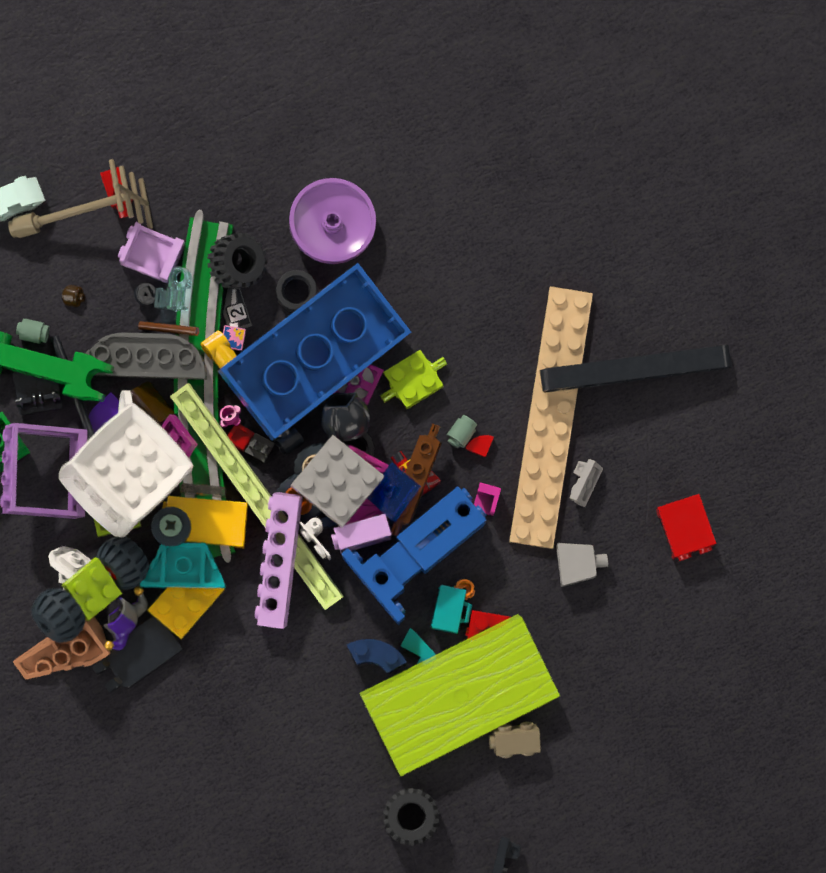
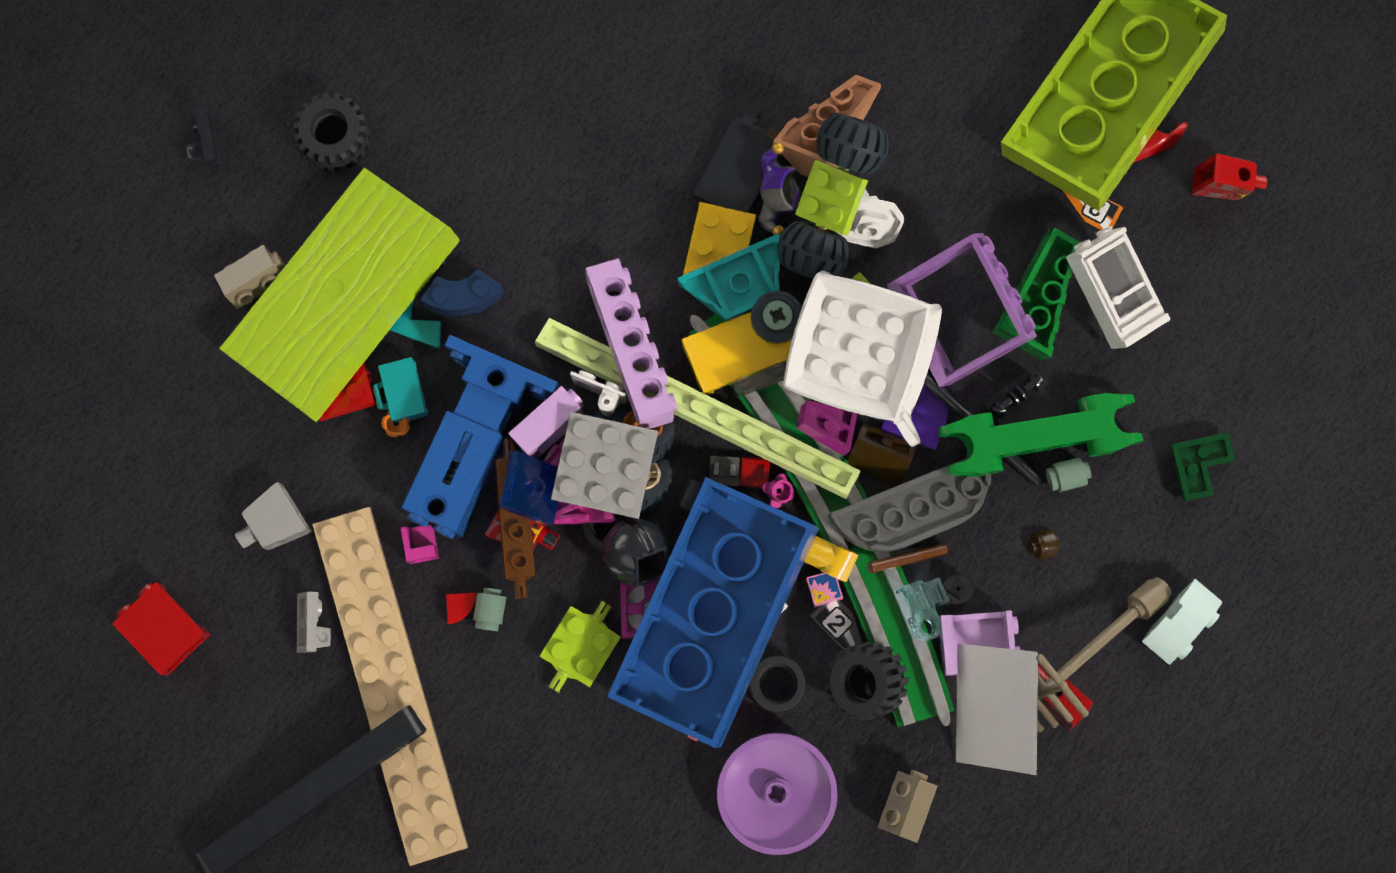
camera: 155 degrees right, 0 degrees up
(163, 201) = (997, 708): none -> white sticker
(252, 172) = (907, 805): none -> dark tan brick

